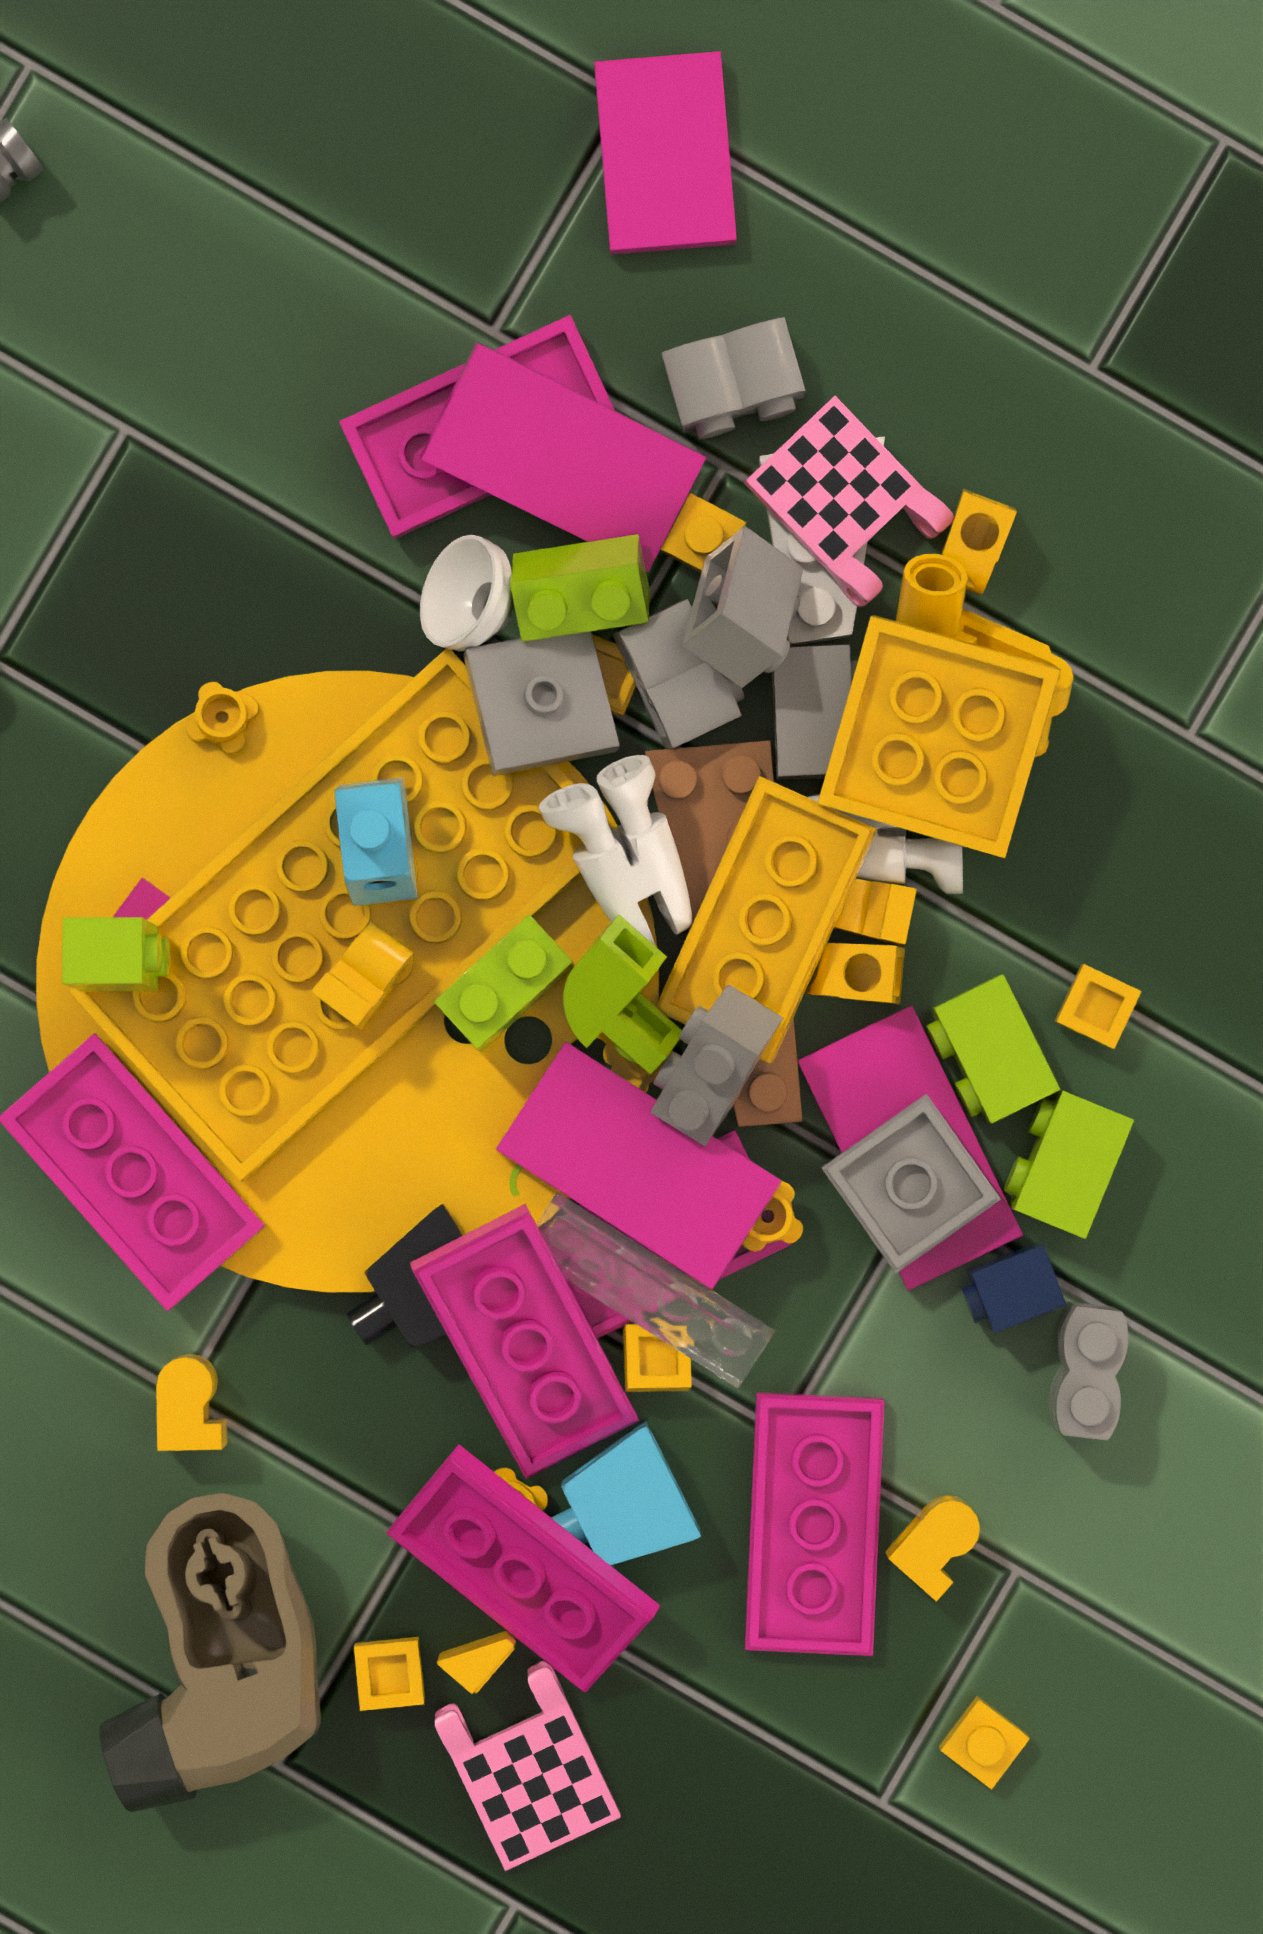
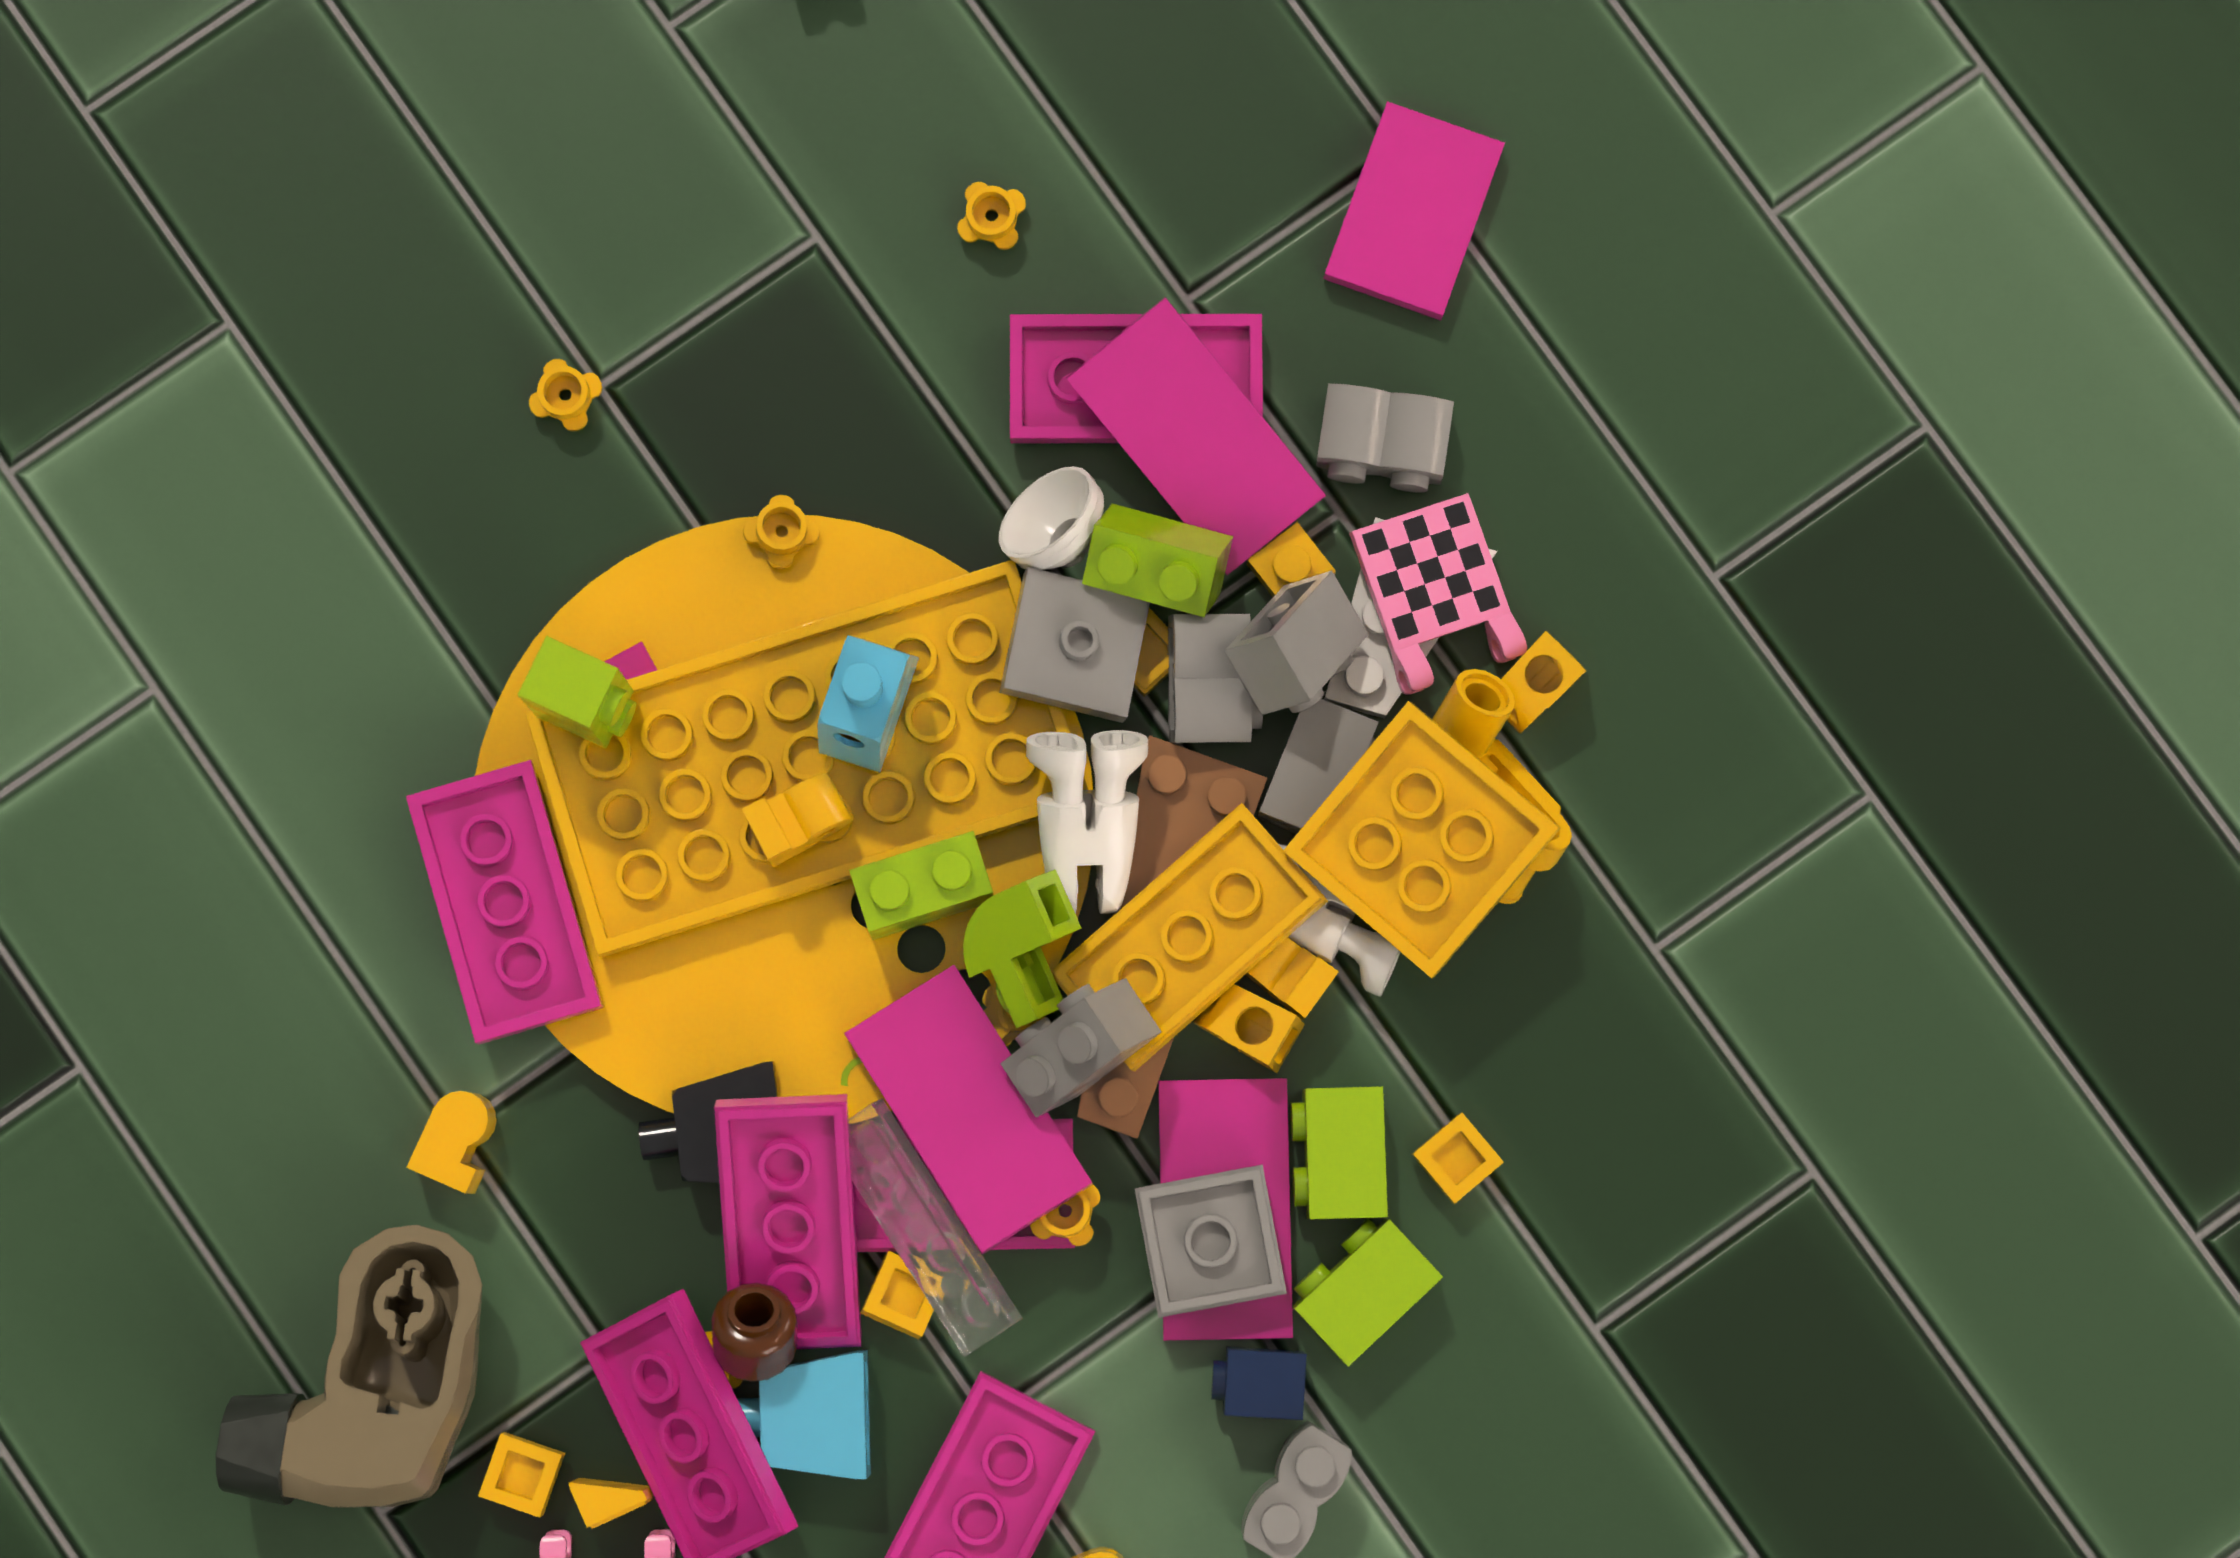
camera: 25 degrees right, 5 degrees down
(263, 325) = (986, 198): none -> yellow plate
(541, 1453) = (754, 1332): none -> reddish brown head

